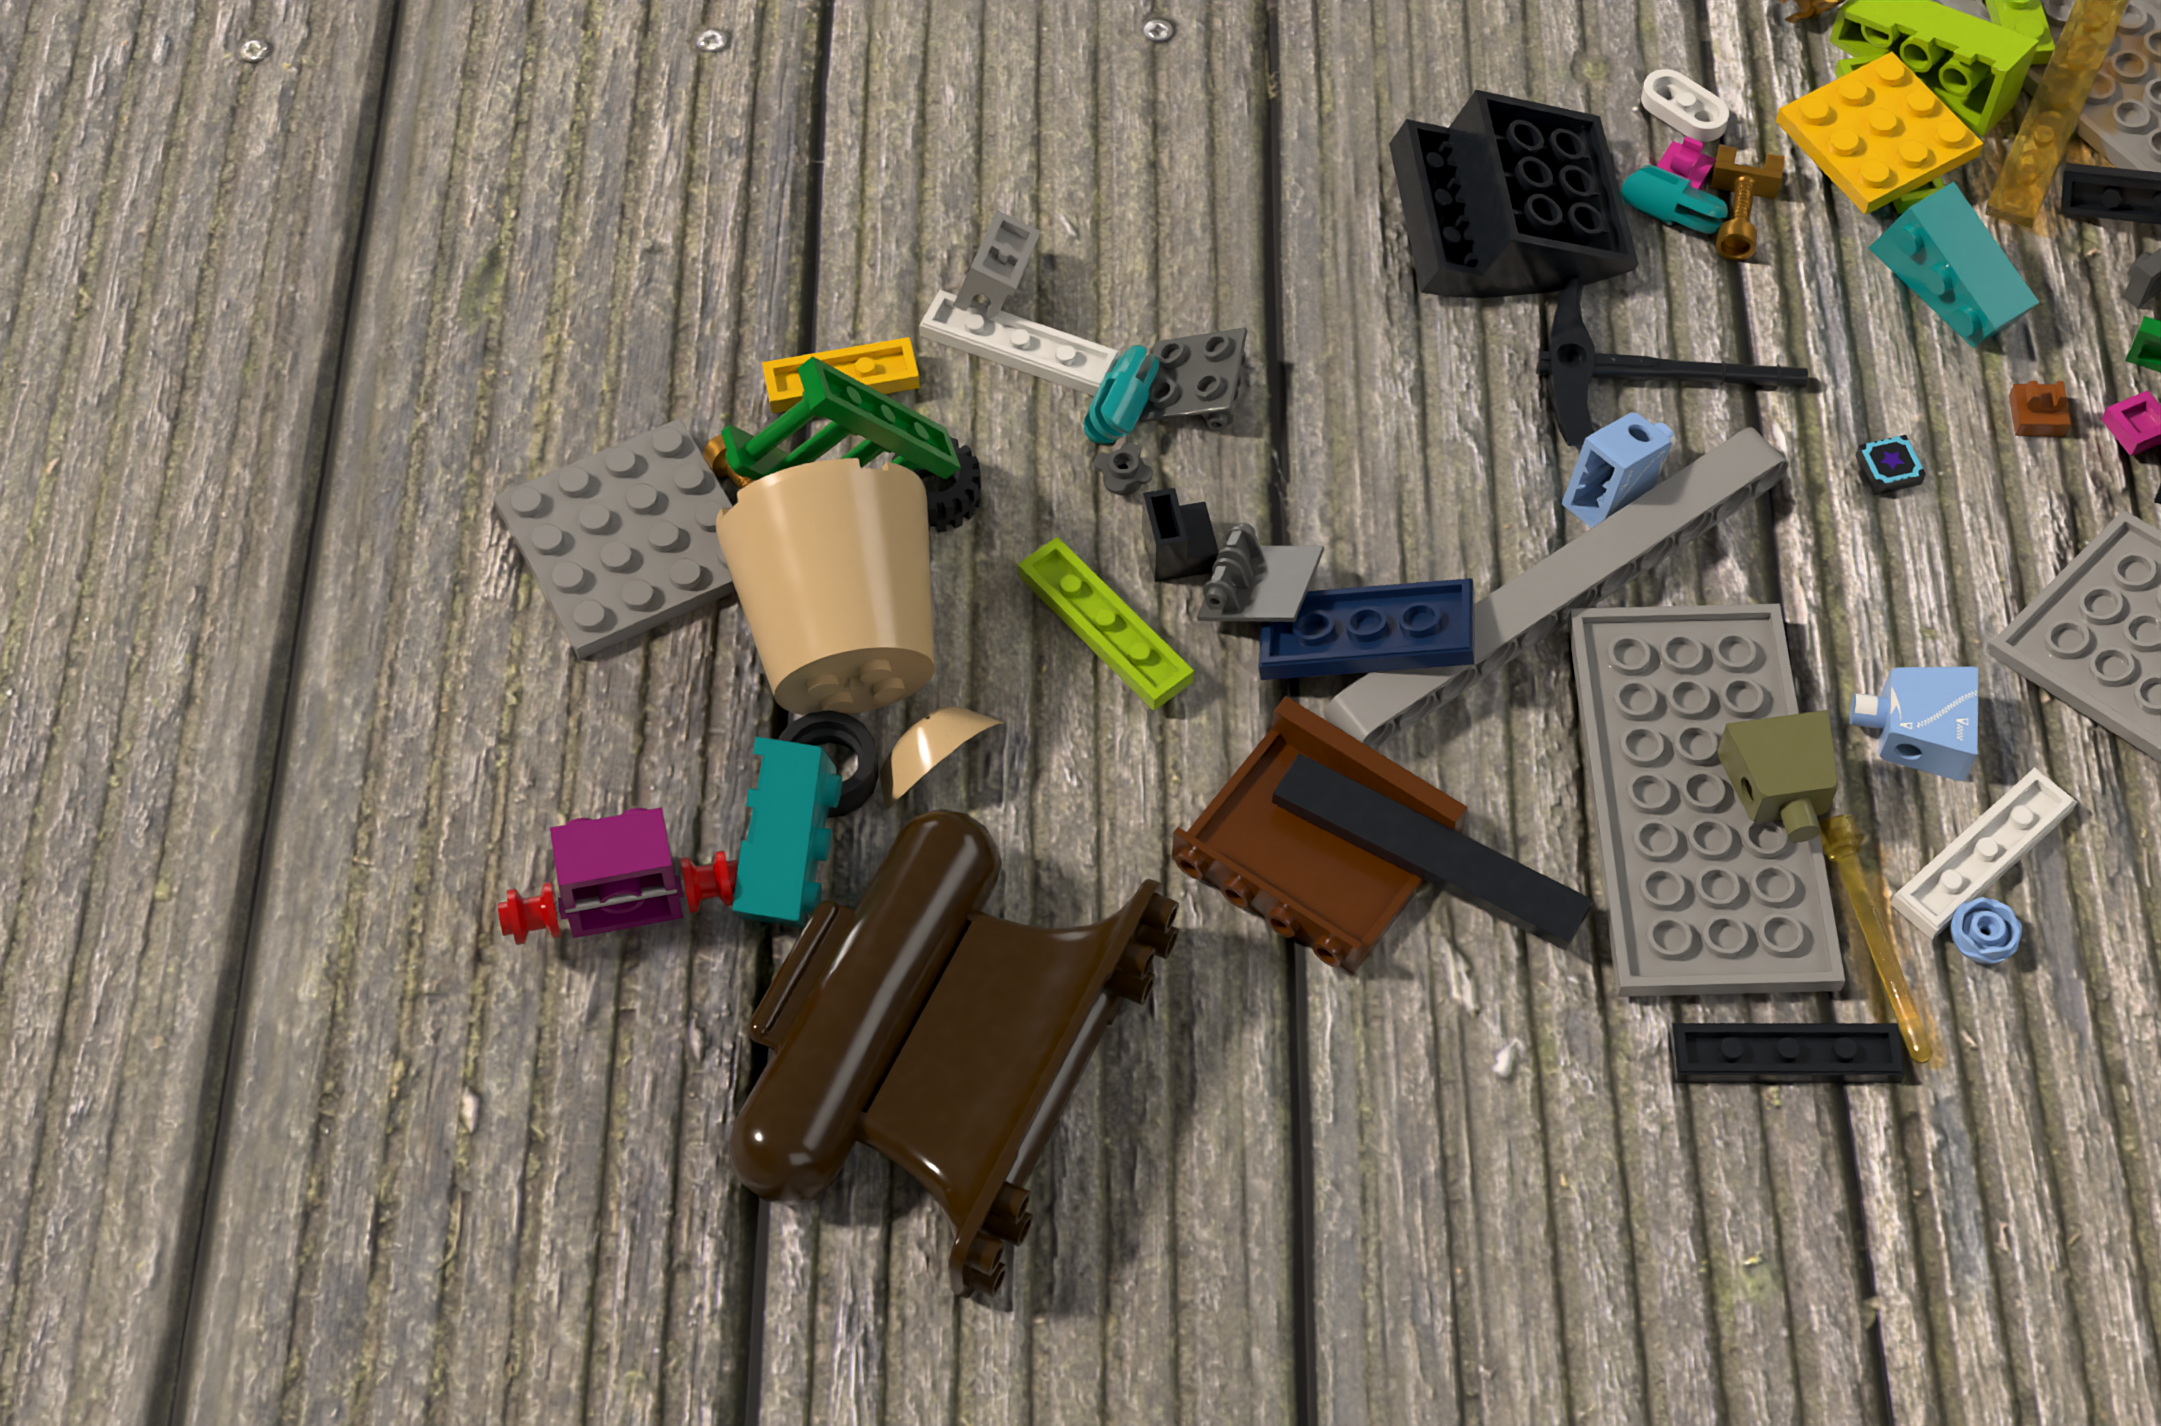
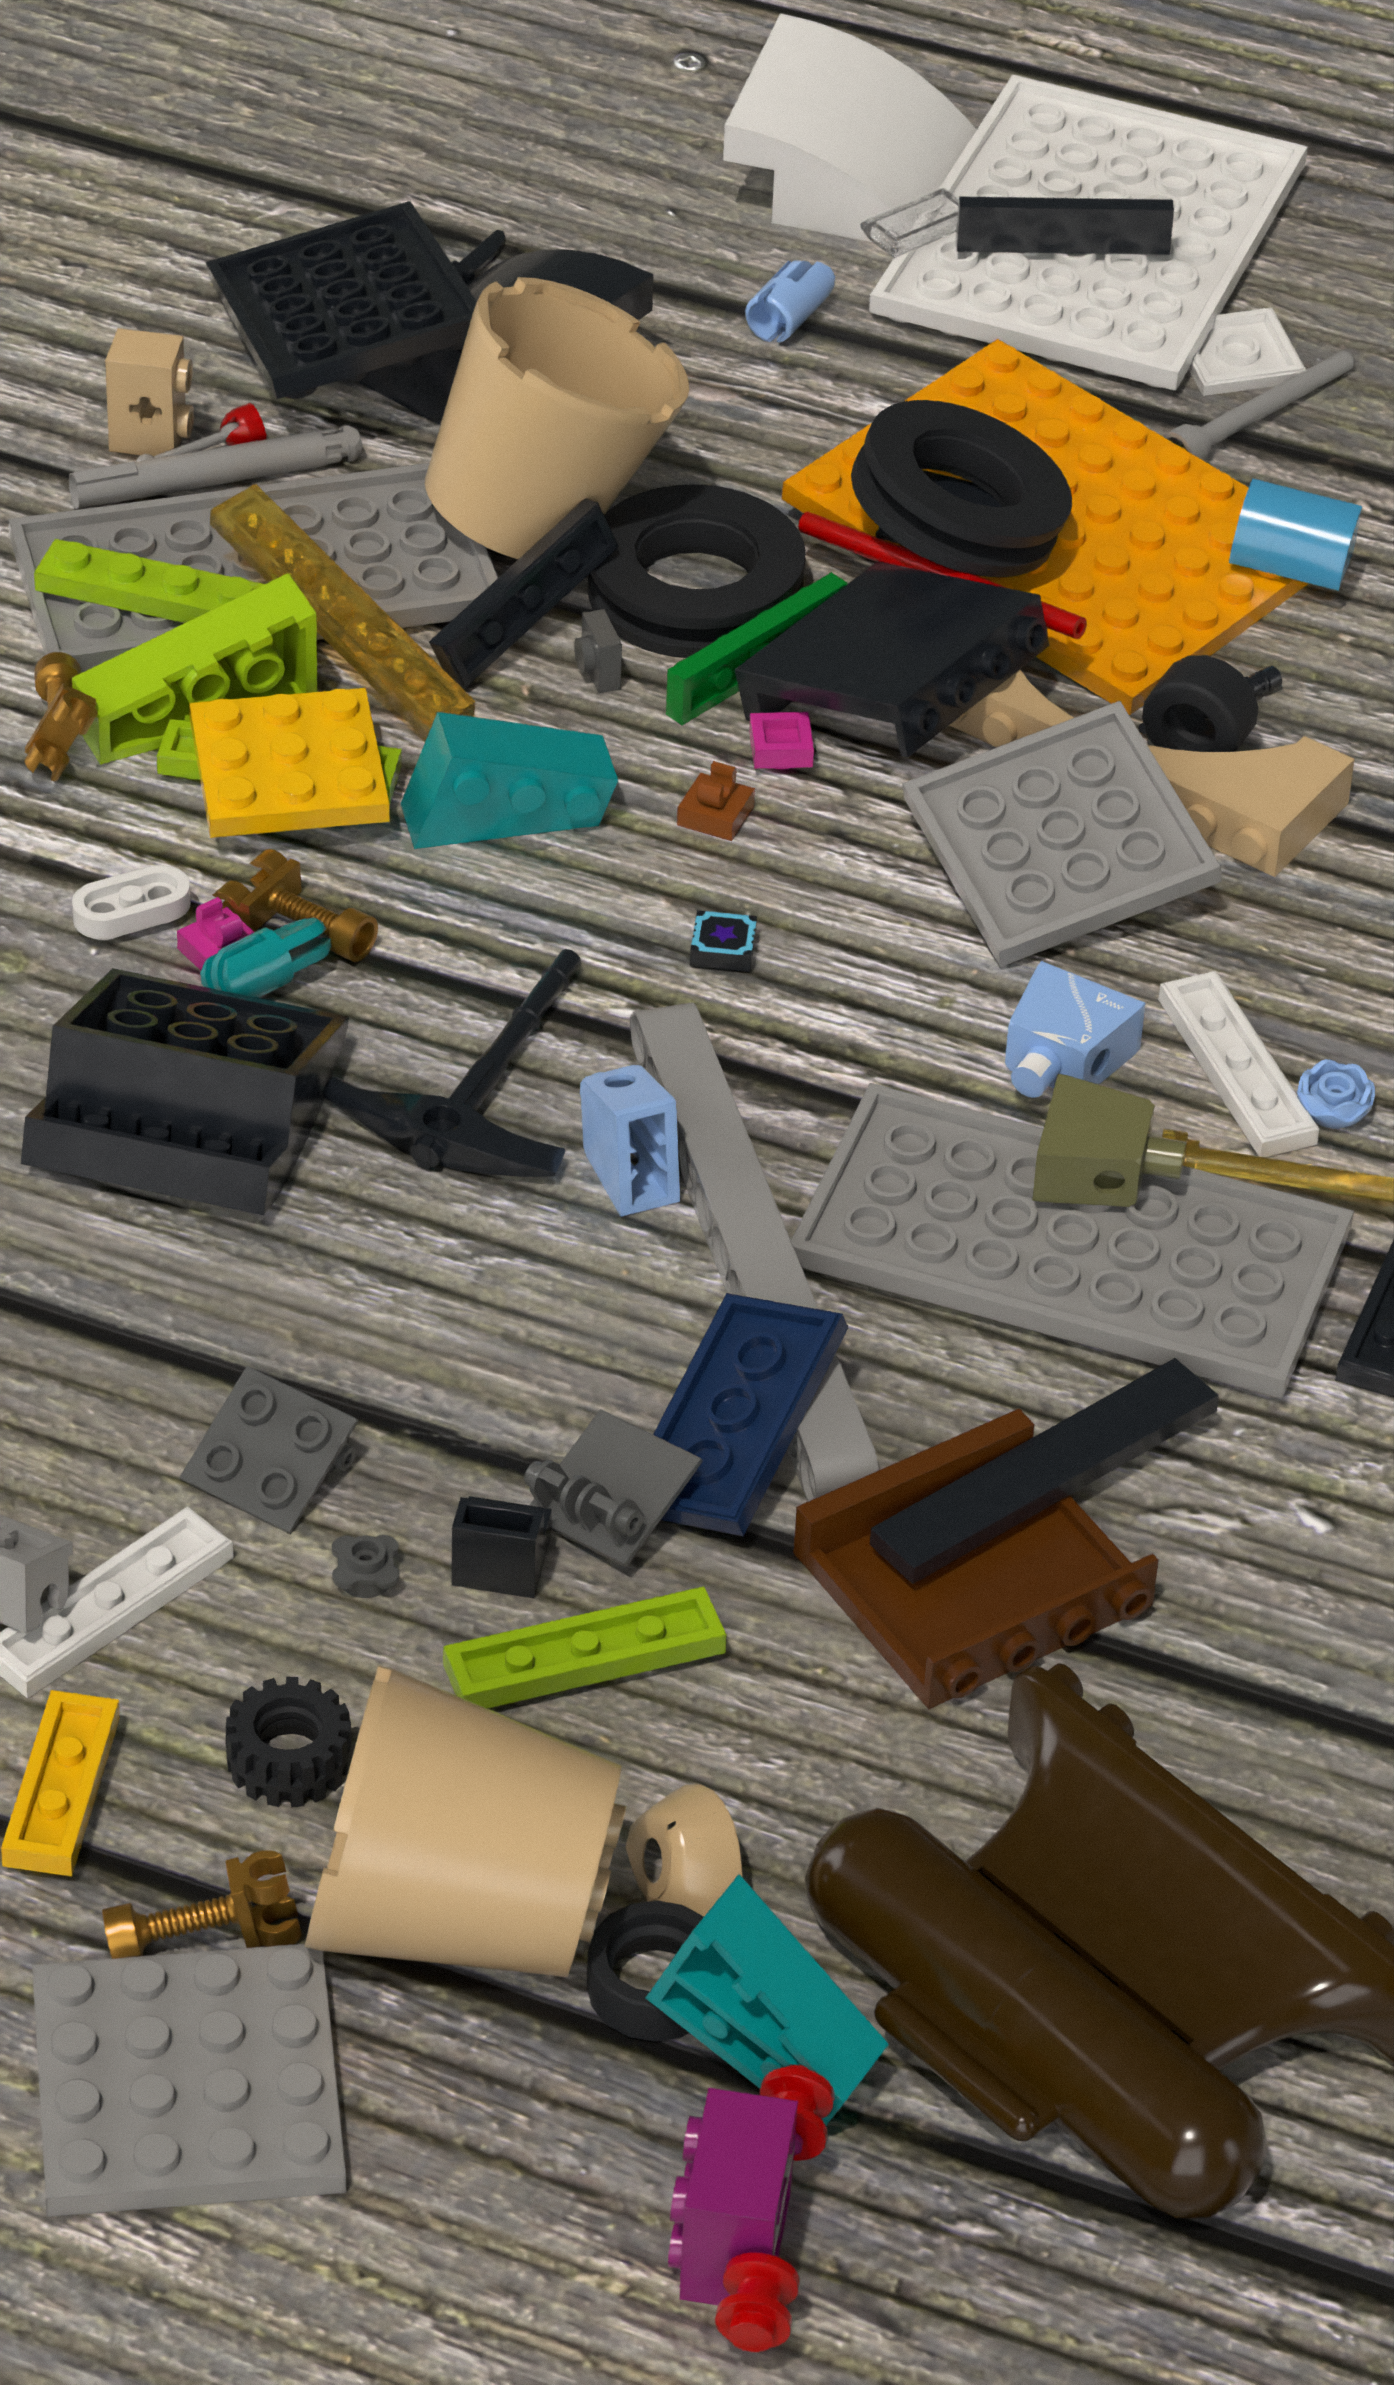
camera: 70 degrees left, 15 degrees down
(854, 411) = (278, 1693): green fence -> none
(1121, 396) = (259, 1522): teal arm -> none

